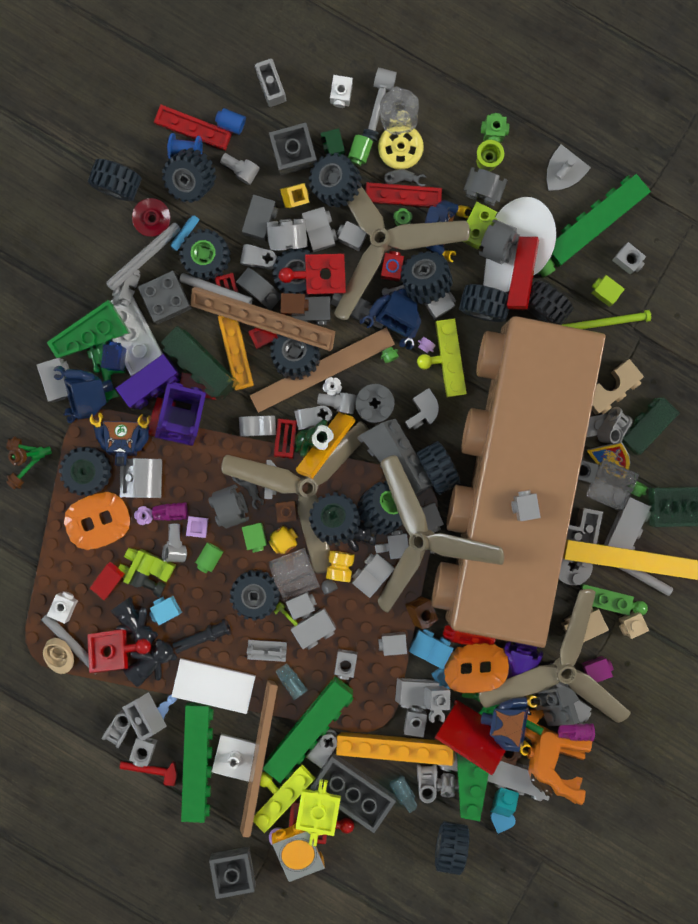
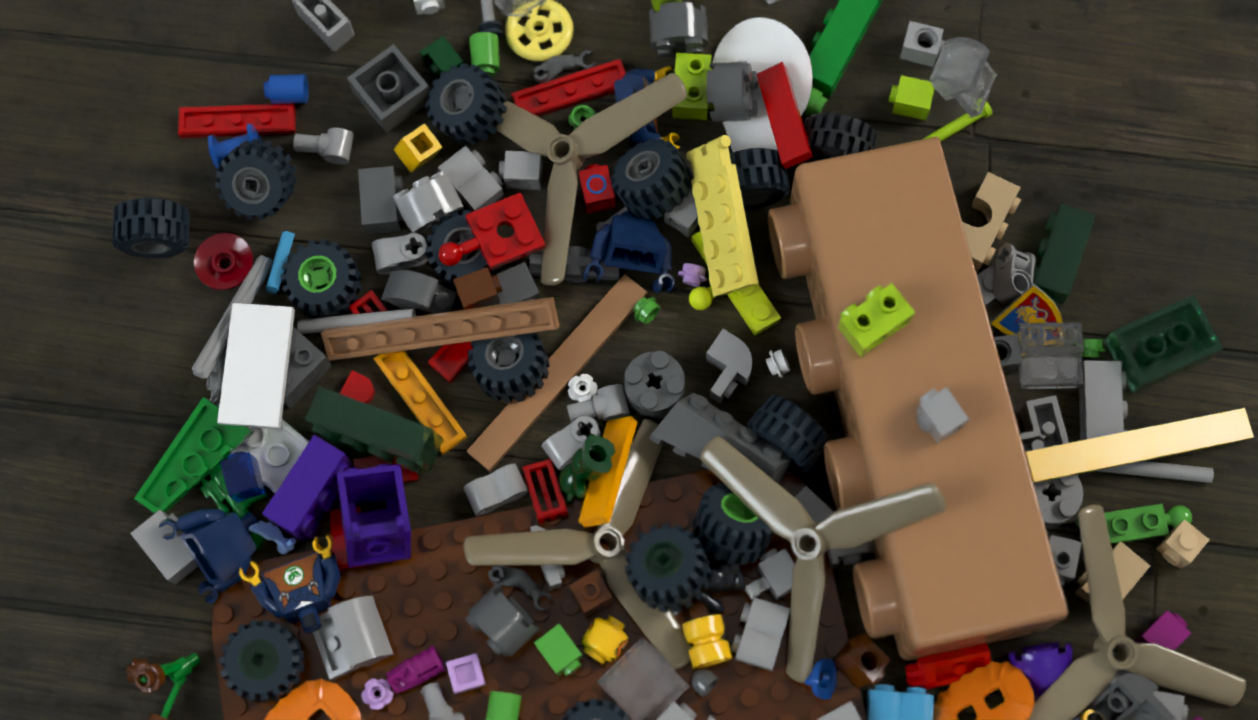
camera: 25 degrees left, 15 degrees down
(117, 397) = (273, 533): none -> light blue piece
(145, 295) = (256, 366): none -> white tile
(201, 330) = (358, 388): none -> red tile
(394, 619) = (829, 678): none -> blue piece
(452, 420) = (778, 363): none -> white plate
(457, 322) = (722, 218): none -> light yellow hinge
(515, 434) = (875, 319): none -> lime brick
(562, 603) = (1065, 556): none -> light grey brick
(644, 290) = (964, 74): none -> clear brick

